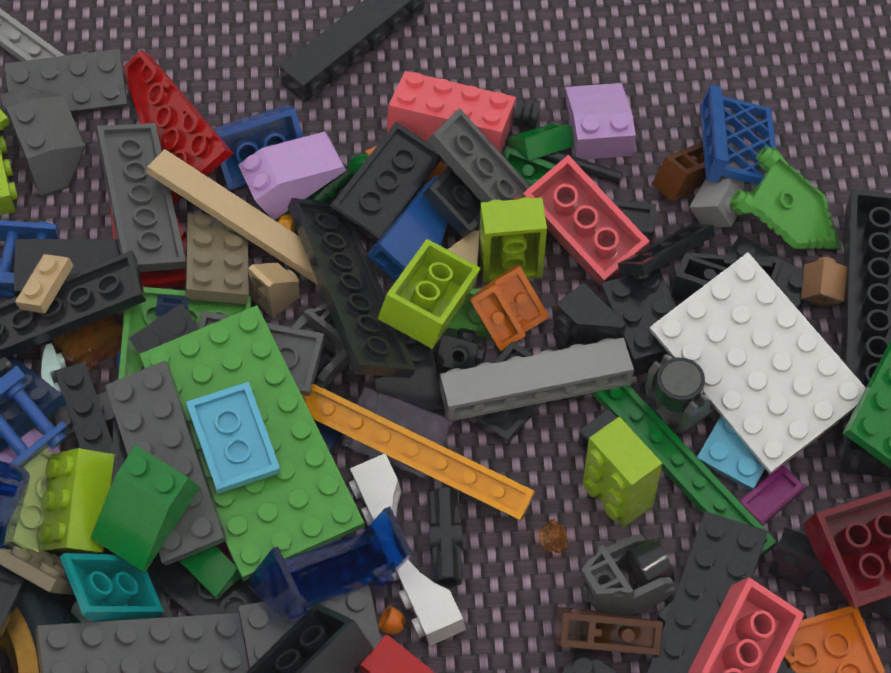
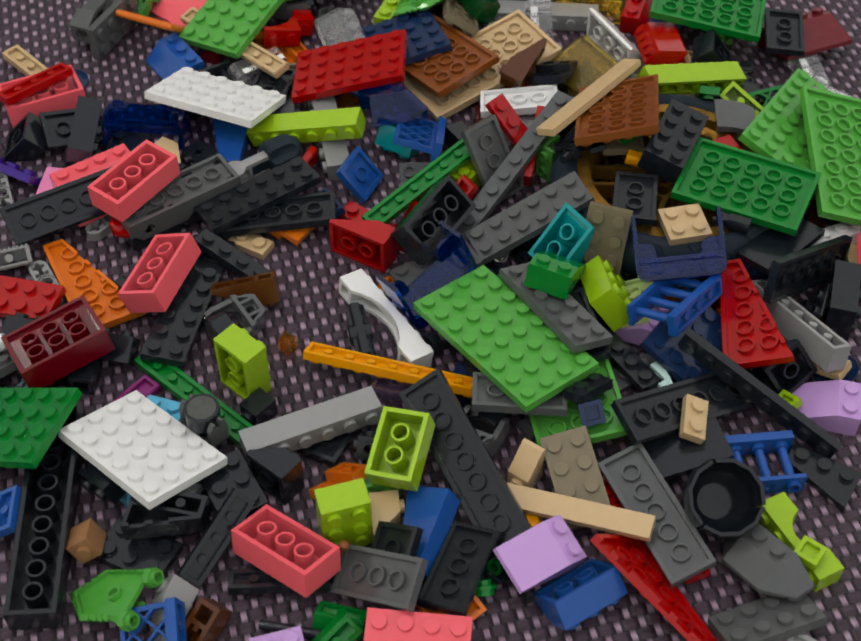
camera: 170 degrees right, 10 degrees down
(61, 178) = (723, 498): none -> black plate
(233, 437) = (513, 317): medium azure plate -> none

